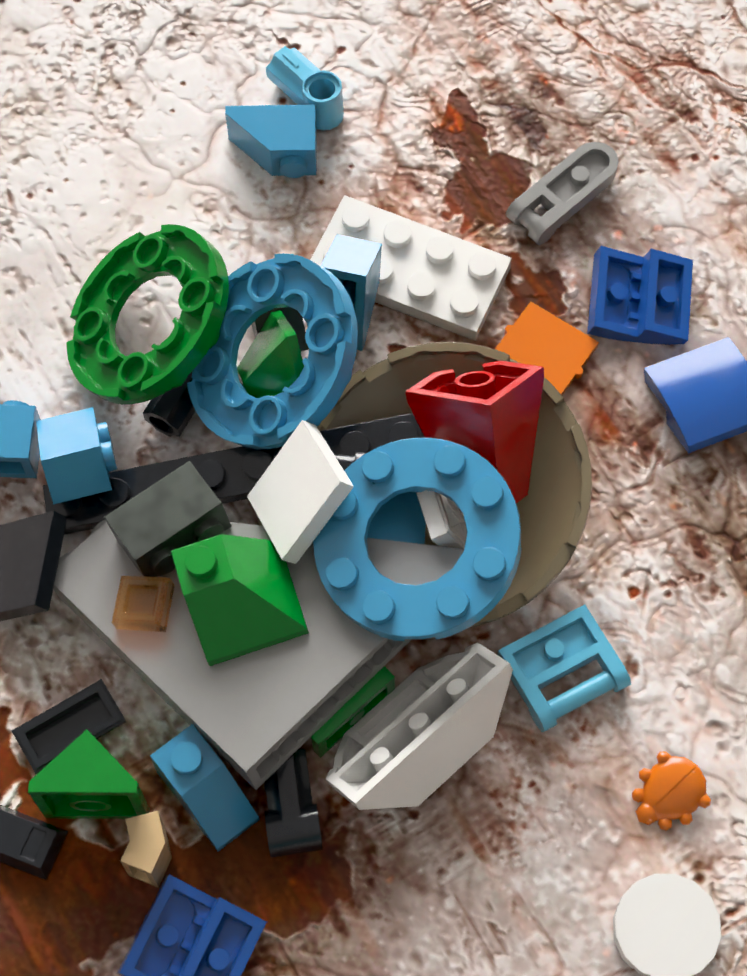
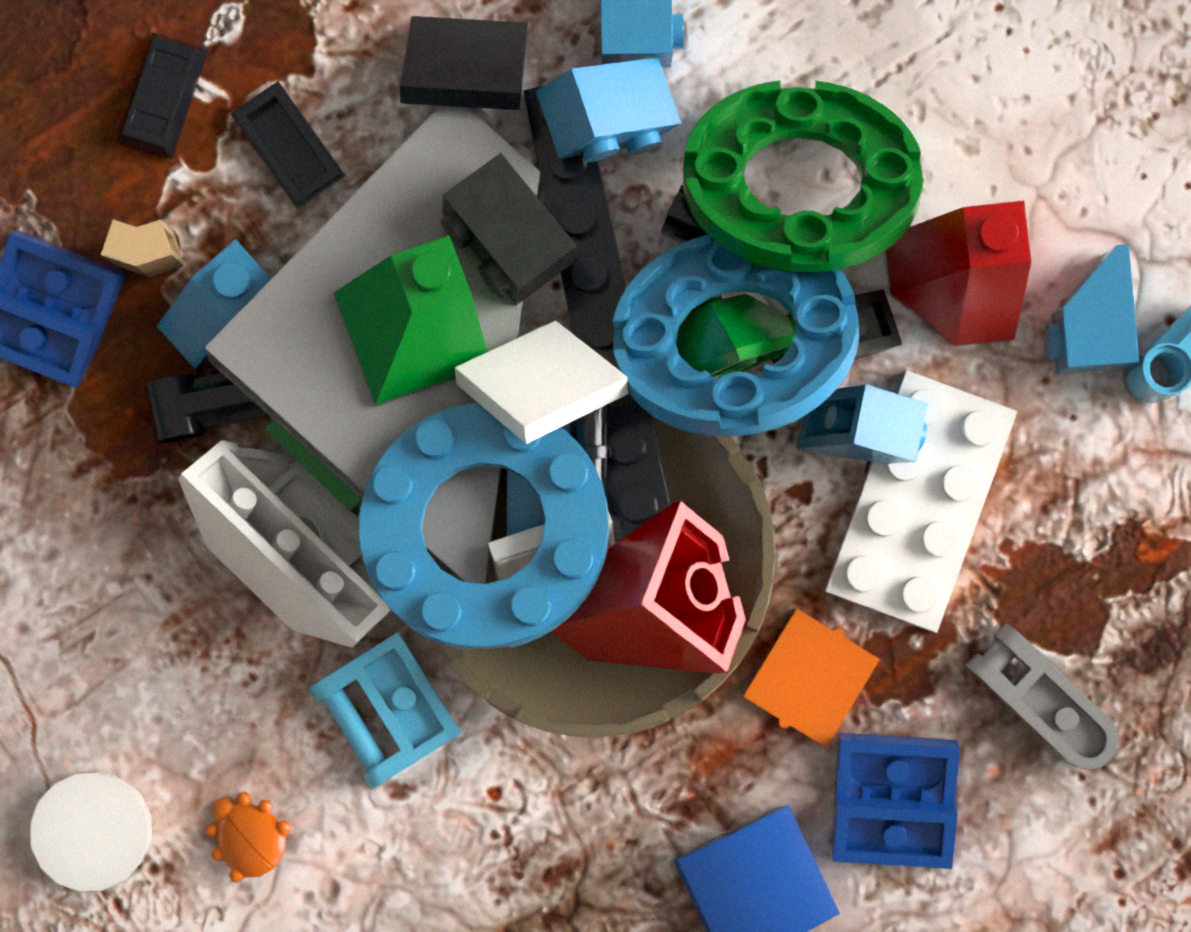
camera: 85 degrees right, 20 degrees up
(87, 785) = (204, 180): green slope -> none
(143, 603) = (409, 211): clear orange tile -> none
(236, 204) = (965, 271): none -> red slope

